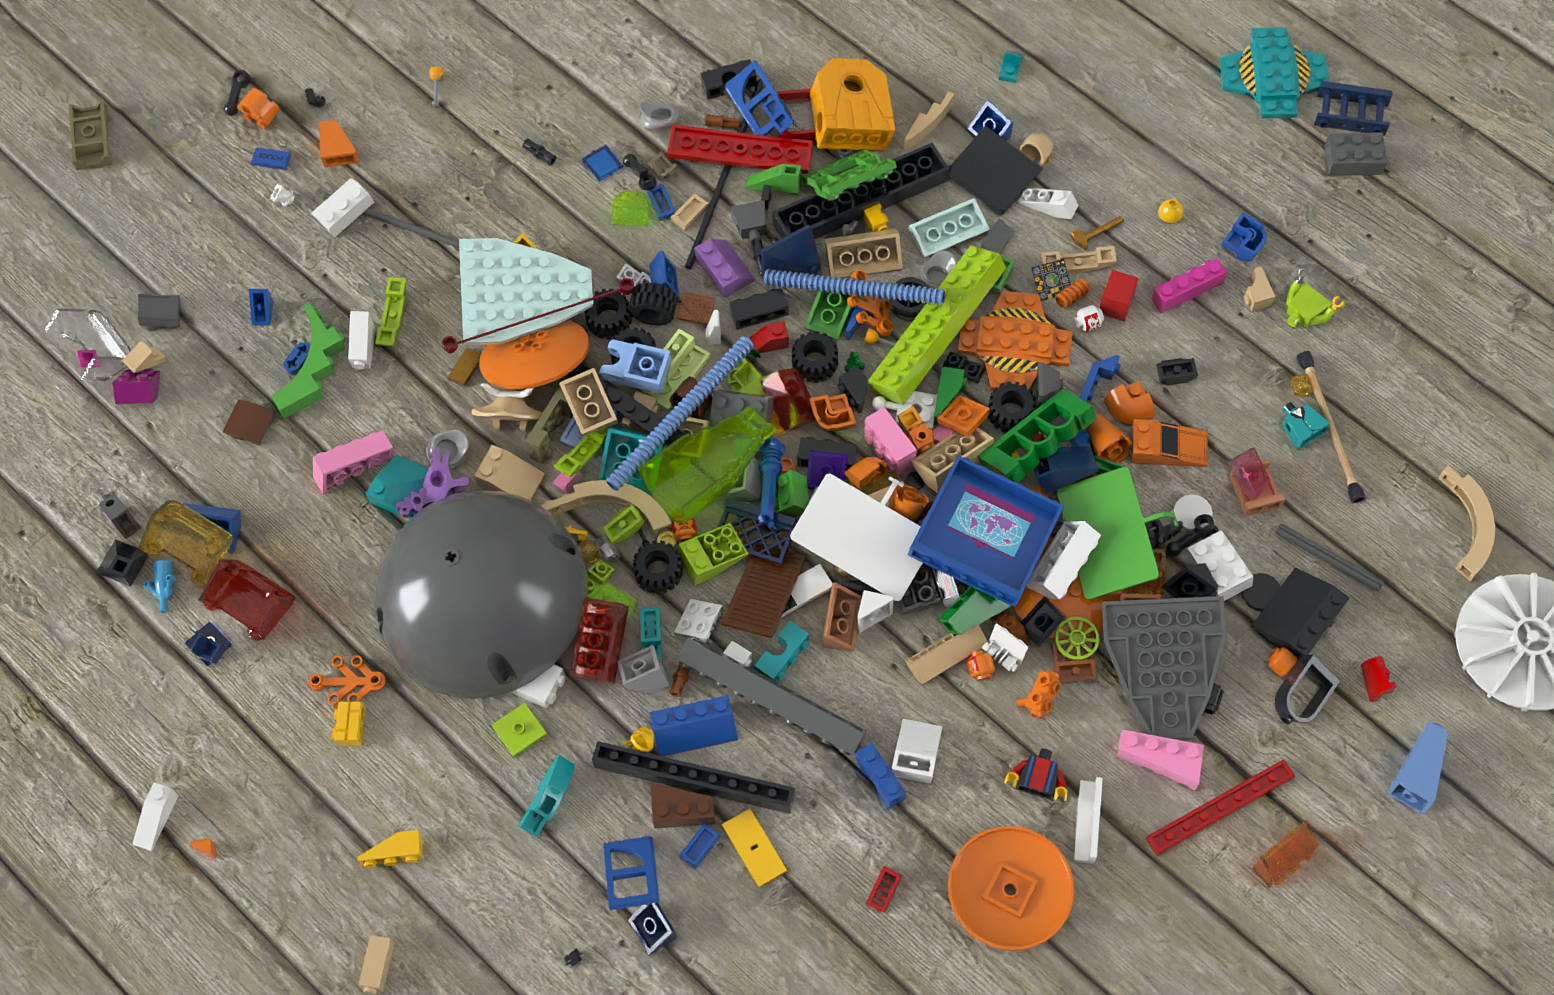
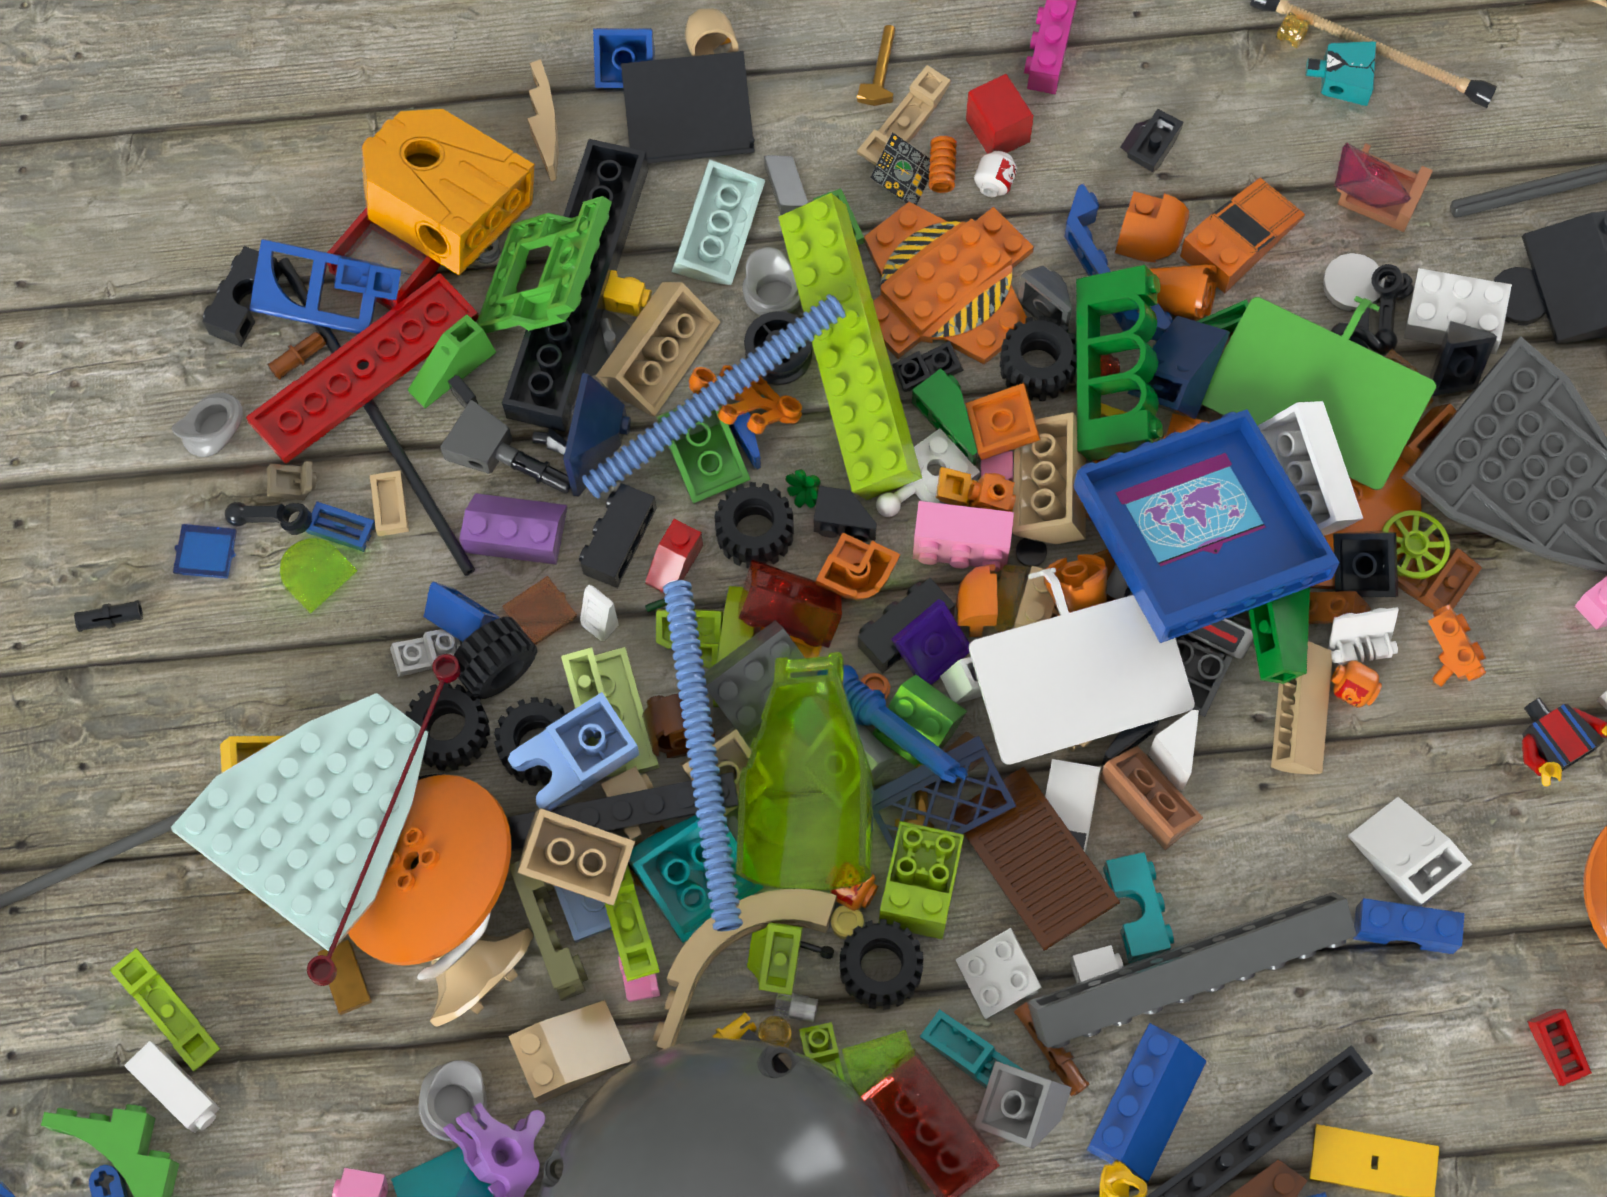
camera: 50 degrees left, 5 degrees up
(872, 337) = (786, 436): light orange hinge -> none
(1051, 202) = (793, 84): white slope -> none

